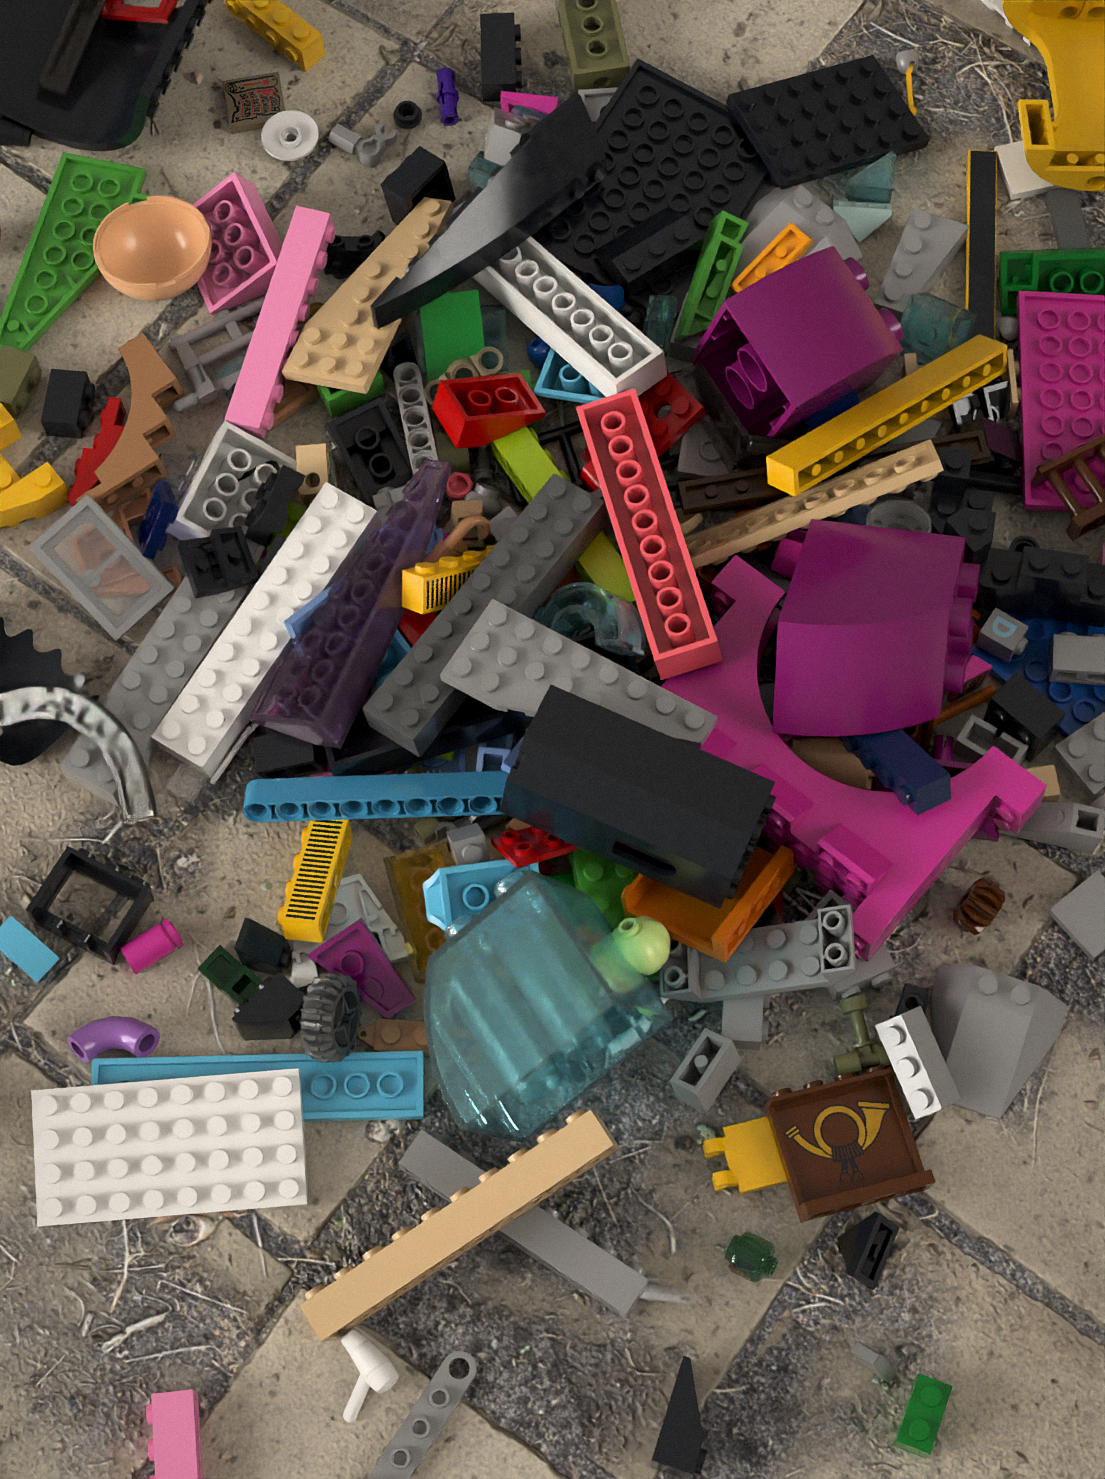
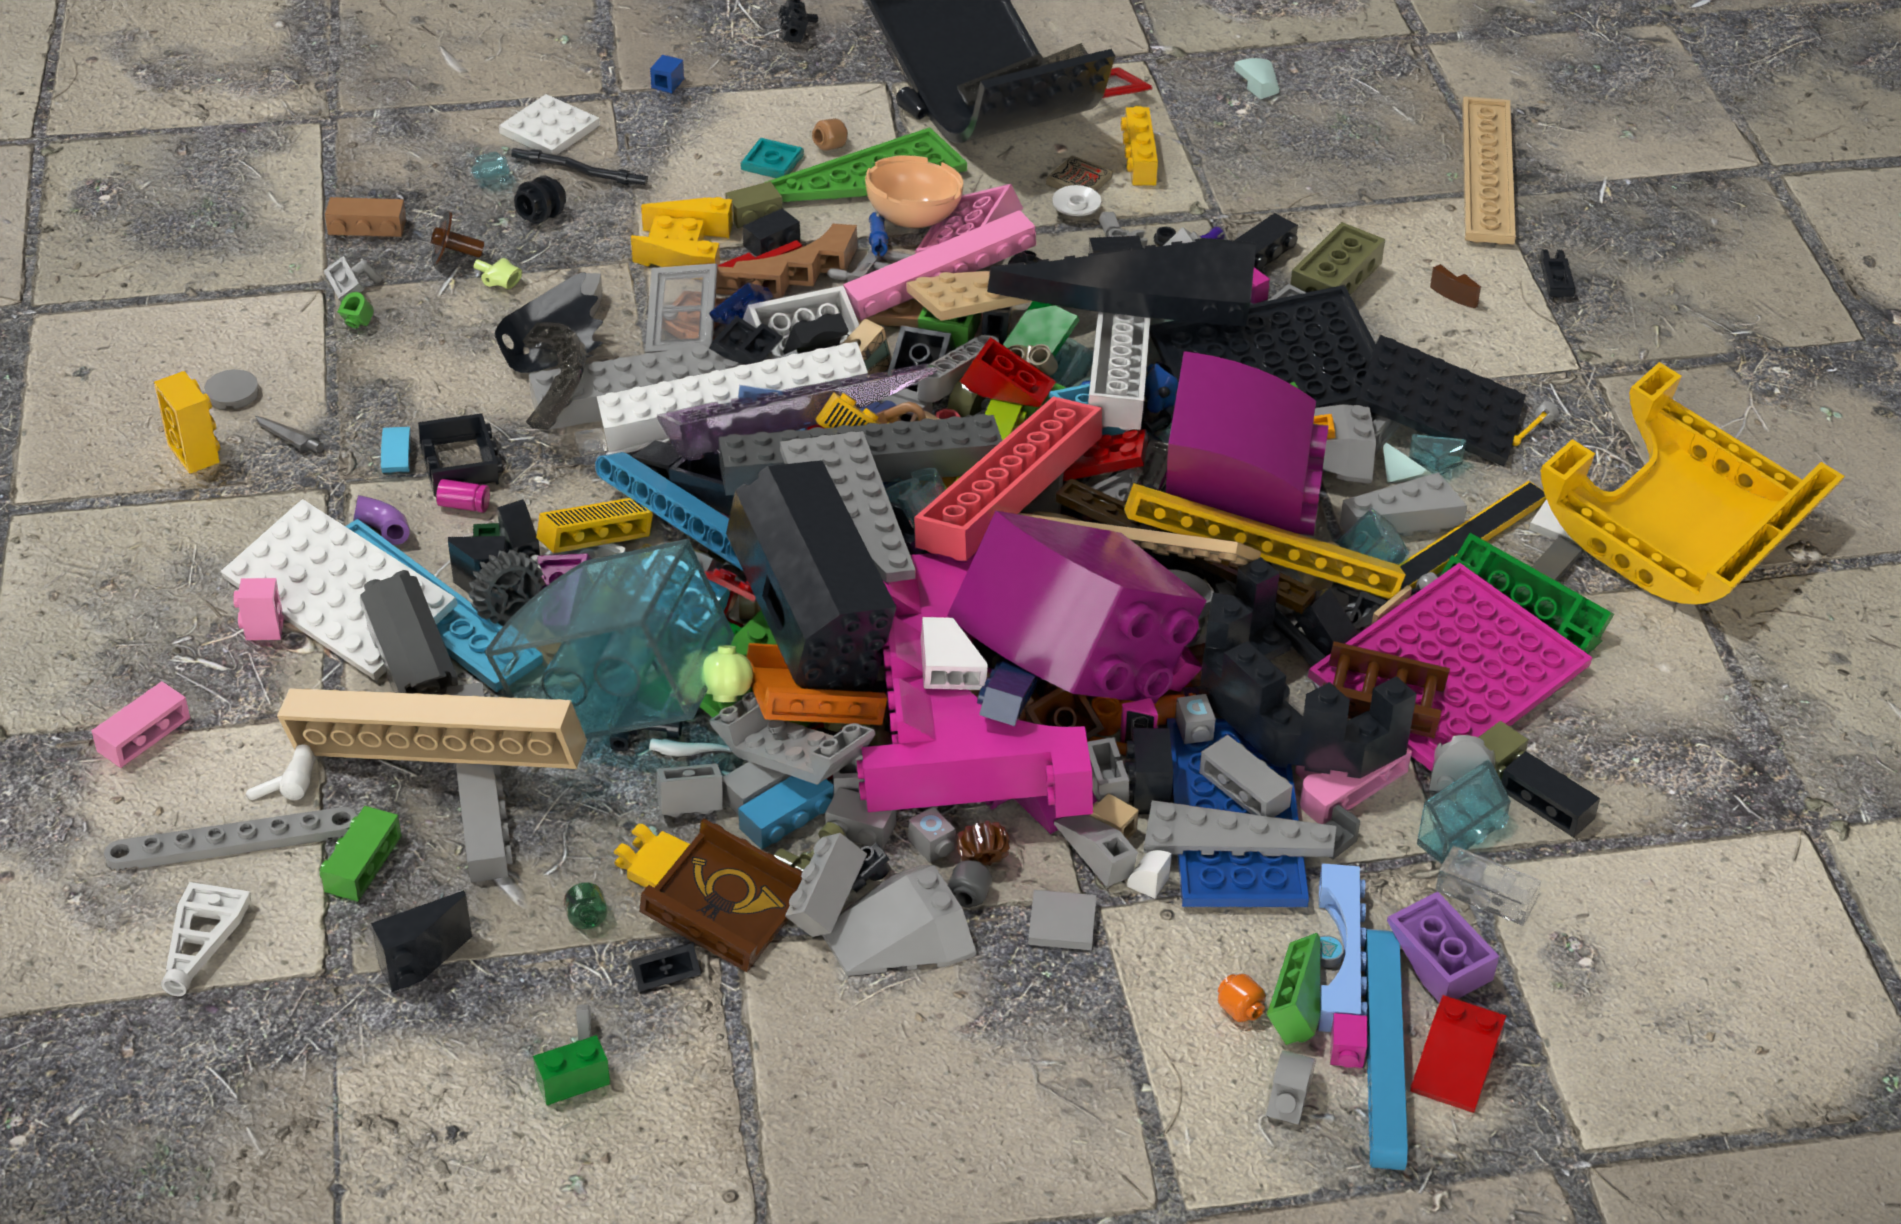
camera: 40 degrees right, 25 degrees down
(138, 1239) = (259, 609): none -> bright pink brick
(170, 327) = (878, 237): none -> blue pin
(327, 1155) = (407, 636): none -> dark grey brick
(518, 1386) = (360, 853): none -> bright green brick
(789, 1027) = (783, 809): none -> dark azure brick
(822, 774) = (950, 657): none -> white slope
(925, 931) = (931, 834): none -> light grey brick
(1002, 950) = (970, 883): none -> dark grey head

